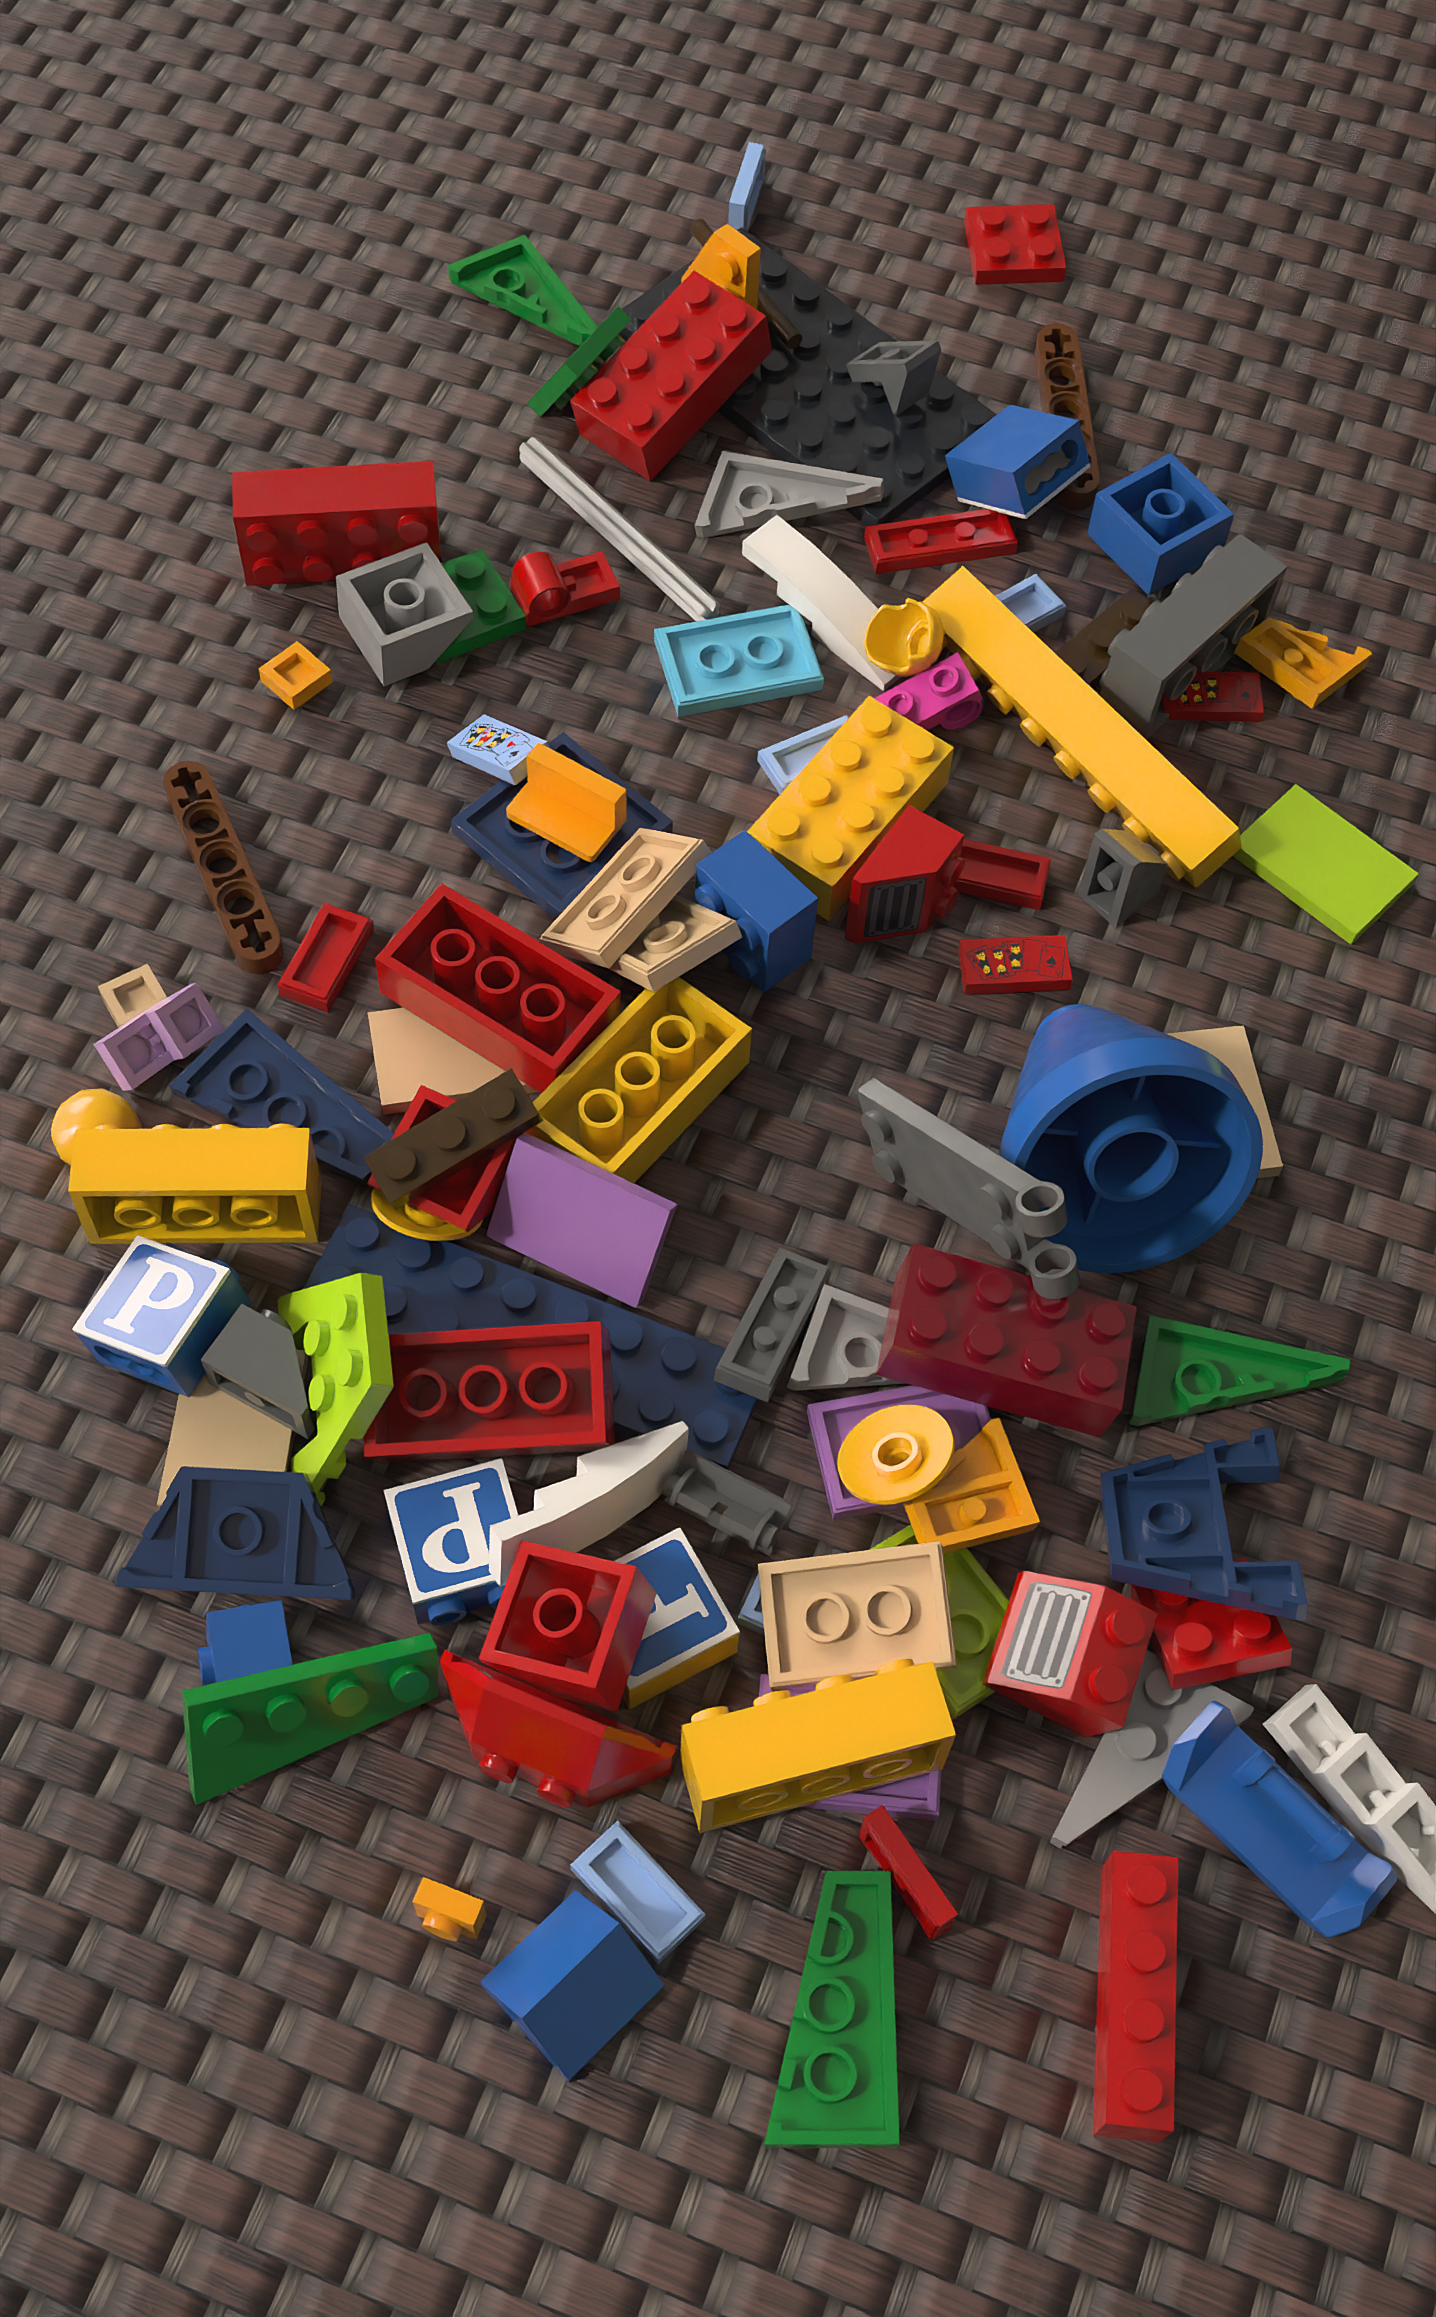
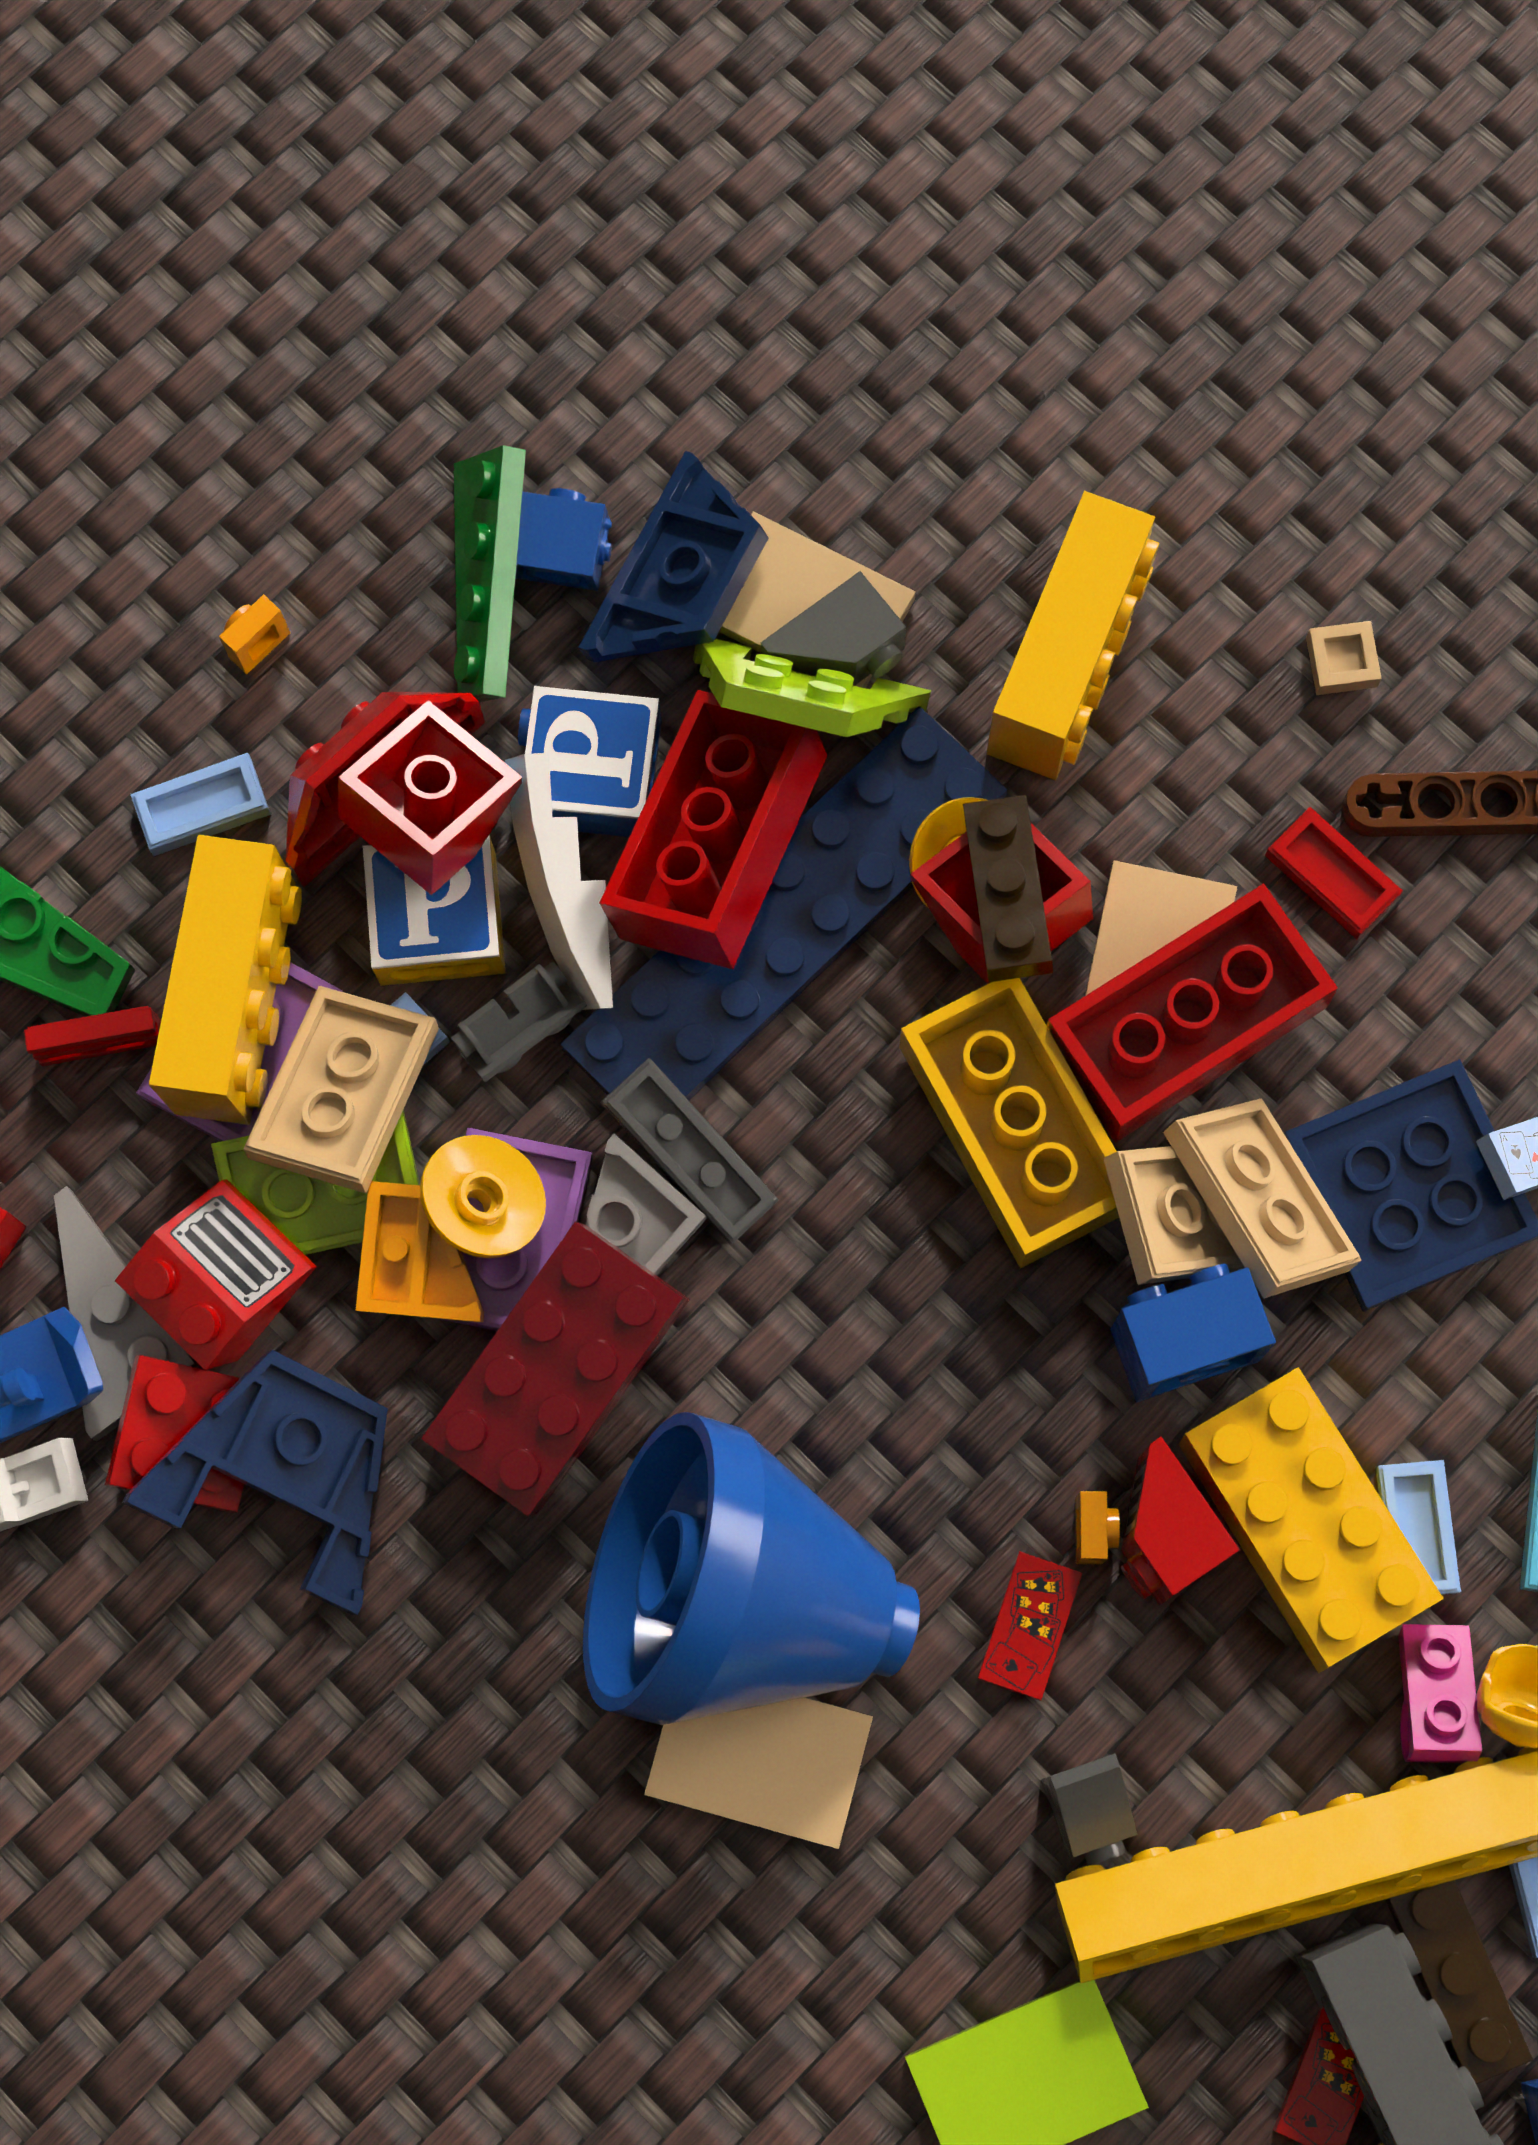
camera: 120 degrees right, 15 degrees up
(86, 1111) = (1199, 577): yellow hair -> none
(159, 1036) = (1287, 664): lavender slope -> none
(160, 1314) = (943, 566): piece -> none
(263, 1082) = (1176, 760): dark blue wing -> none
(568, 804) = (1419, 1185): light orange panel -> none
(573, 1984) = (148, 715): blue slope -> none
(580, 1219) = (880, 997): medium lavender tile -> none
(925, 941) = (1095, 1527): none -> light orange plate
(970, 1186) = (720, 1385): dark grey hinge -> none
(1003, 874) = (1166, 1666): red tile -> none
(1205, 1369) = (452, 1576): green wing -> none

